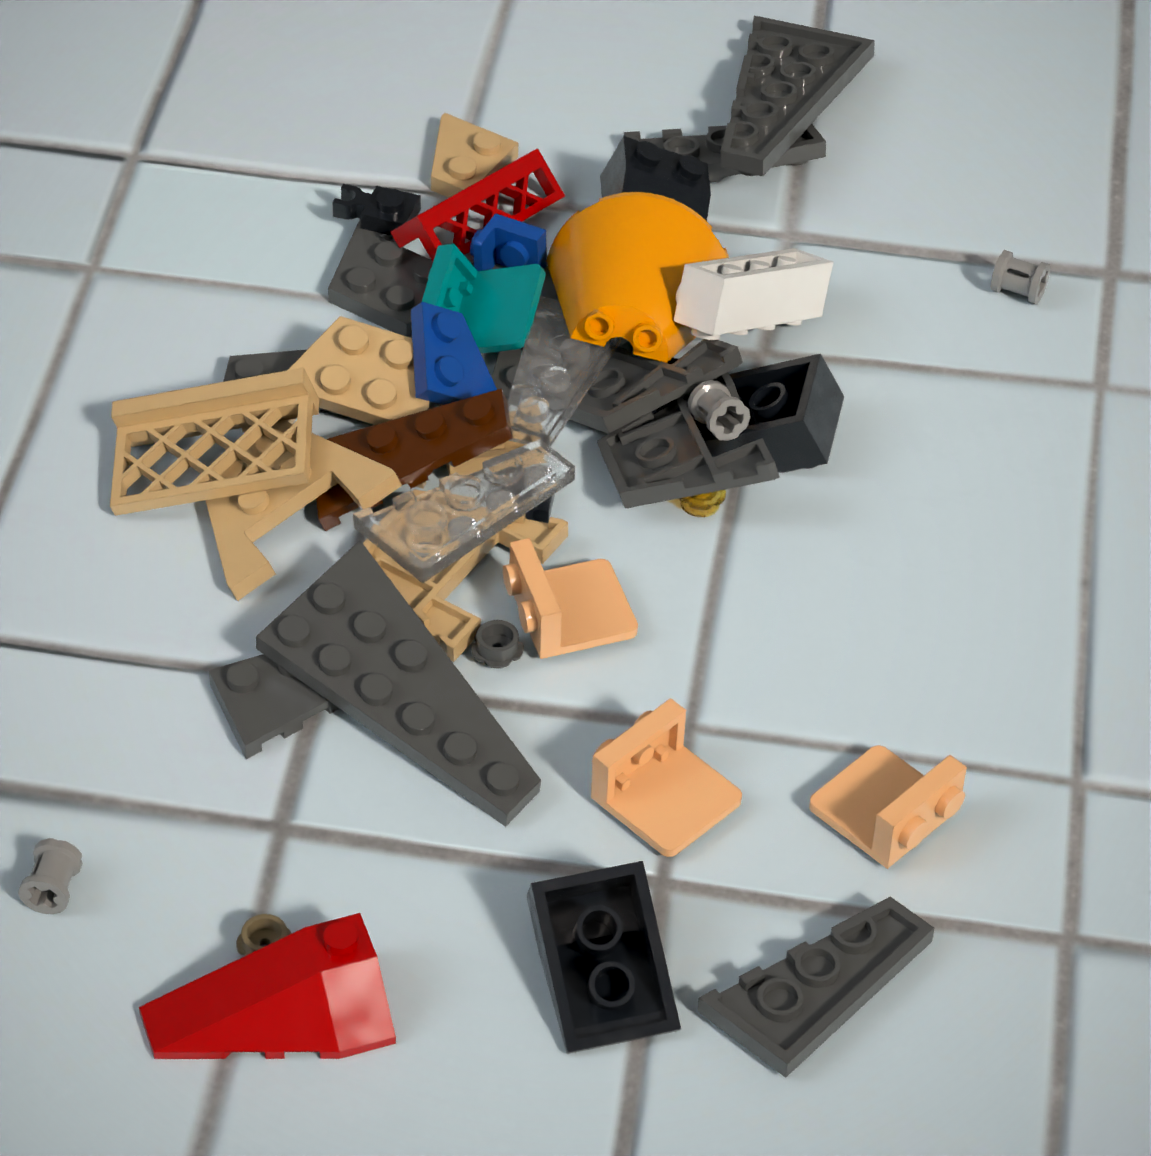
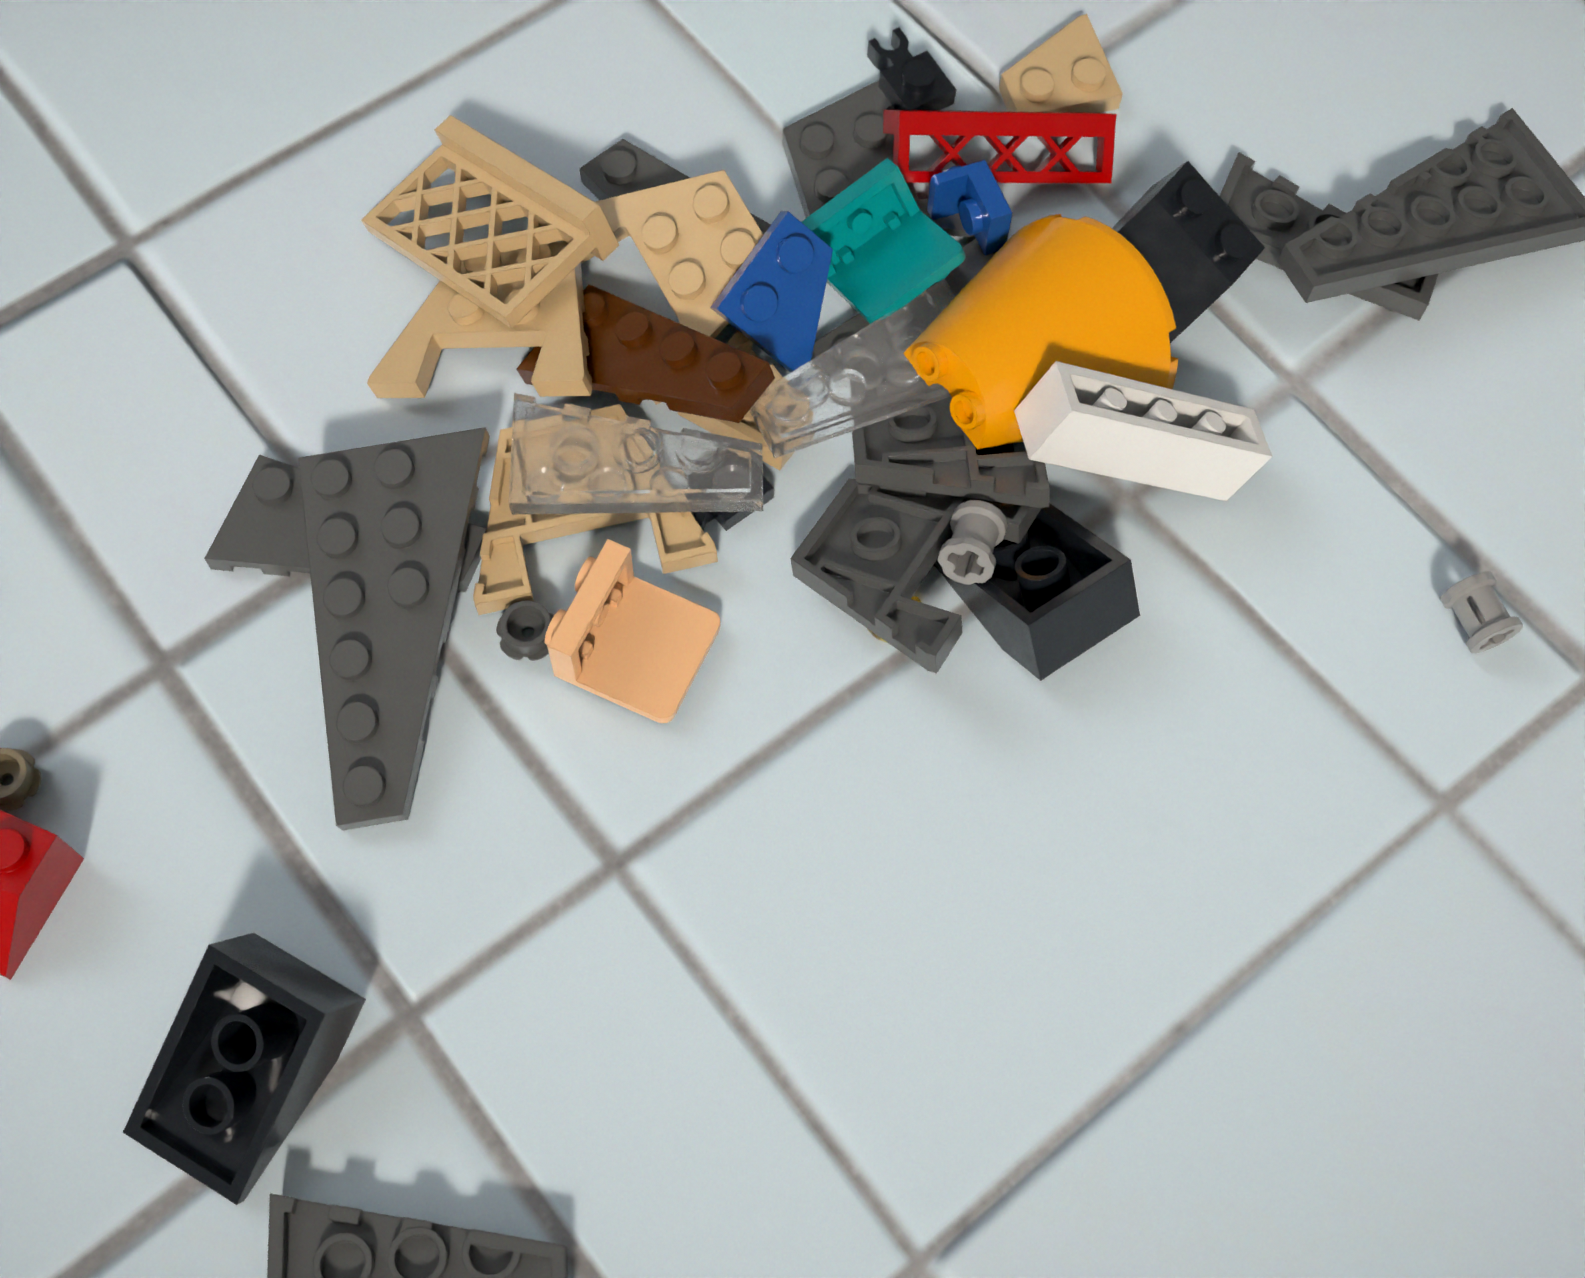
camera: 40 degrees right, 20 degrees up
(659, 784) = (499, 918): light nougat bracket -> none
(888, 803) = (686, 1127): light nougat bracket -> none

